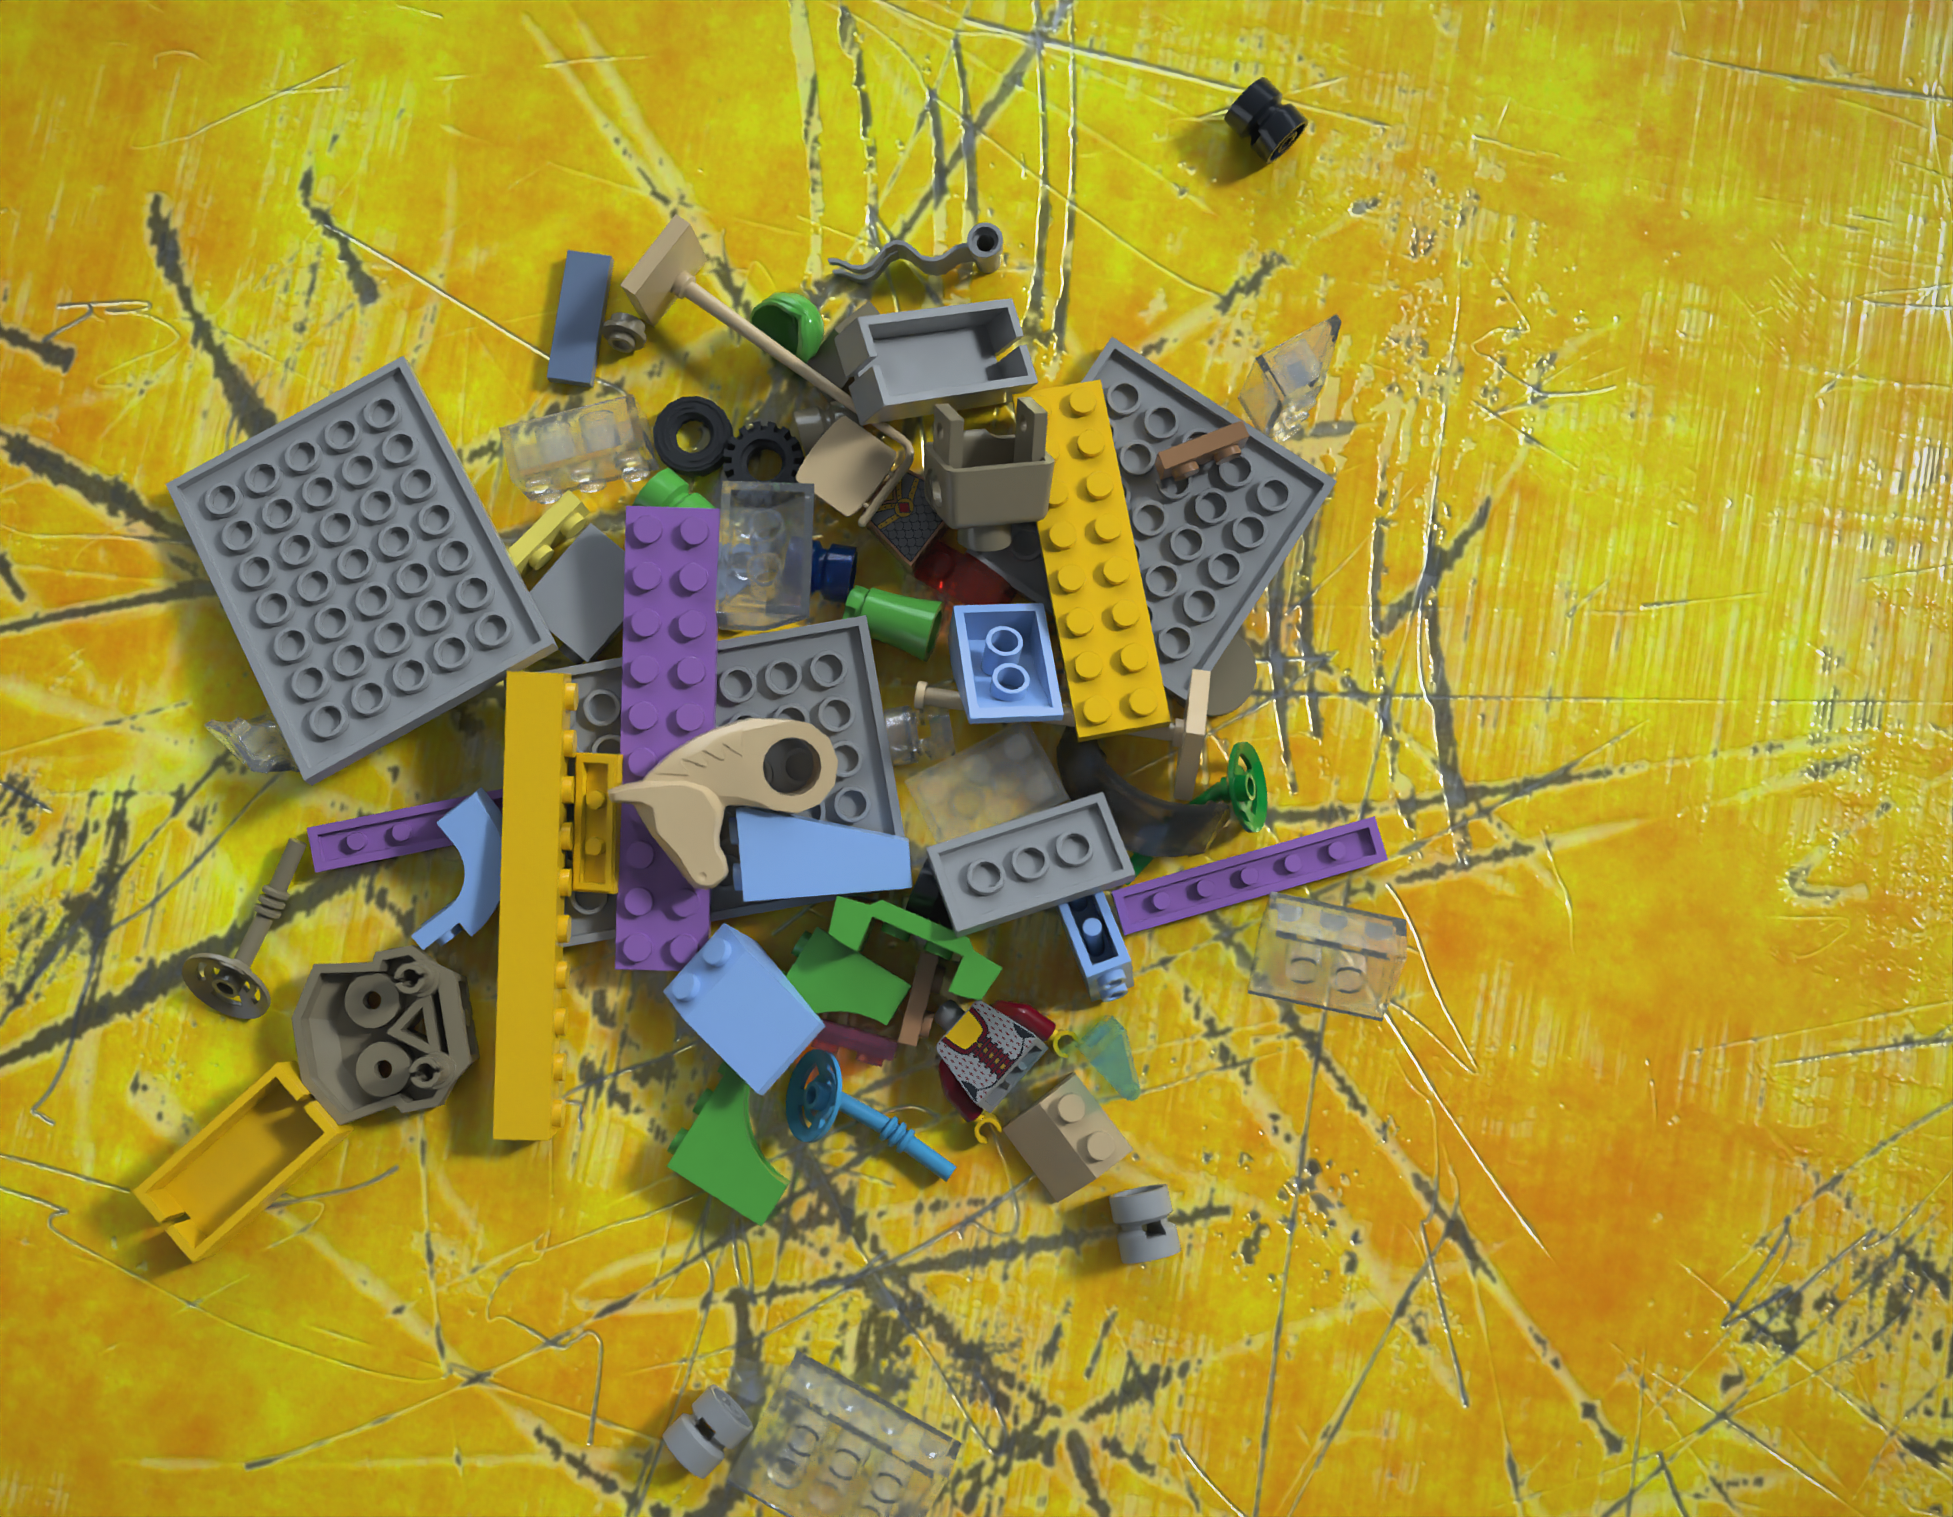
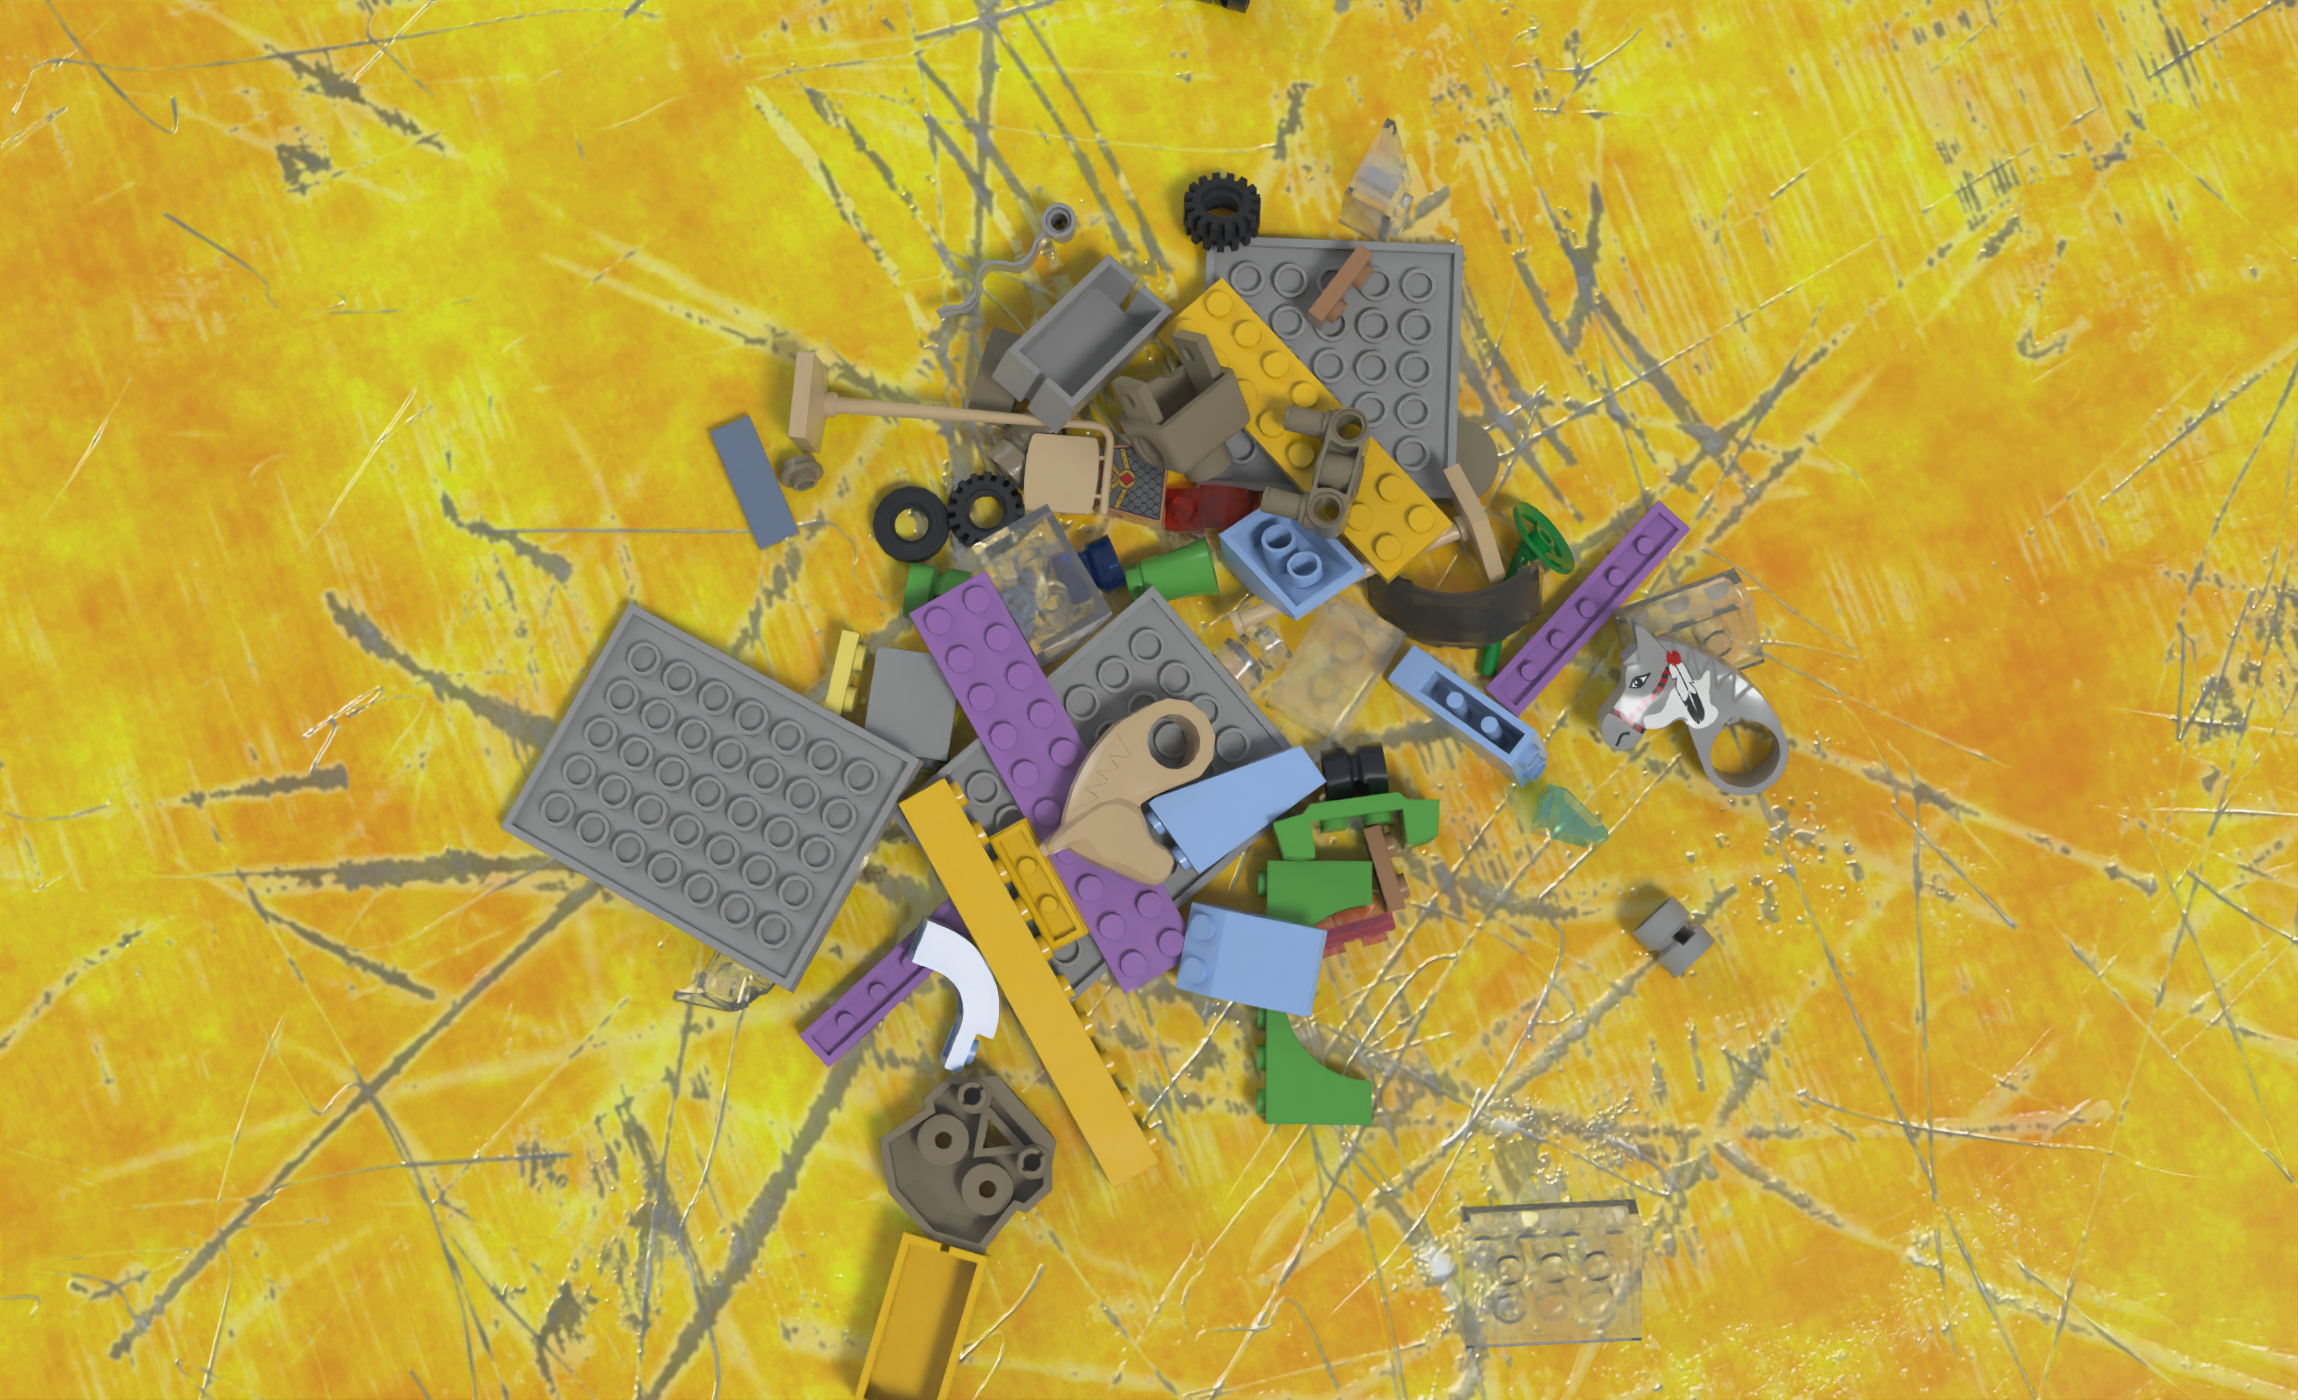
camera: 30 degrees left, 0 degrees up
(236, 972) = (814, 1182): dark tan dish -> none
(580, 449) = (832, 591): clear brick -> none
(696, 1443) = (1423, 1328): light grey wheel -> none
(791, 323) = (938, 382): bright green hair -> none
(830, 1098) = (1364, 991): dark azure dish -> none
(990, 1053) = (1468, 877): torso -> none
(1030, 864) = (1409, 704): light grey plate -> none
(1067, 1138) = (1570, 907): tan slope -> none
(1090, 611) = (1336, 472): none -> dark tan piece
(1142, 306) = (1217, 229): none -> black tyre
(1294, 995) = (1676, 681): none -> light grey animal

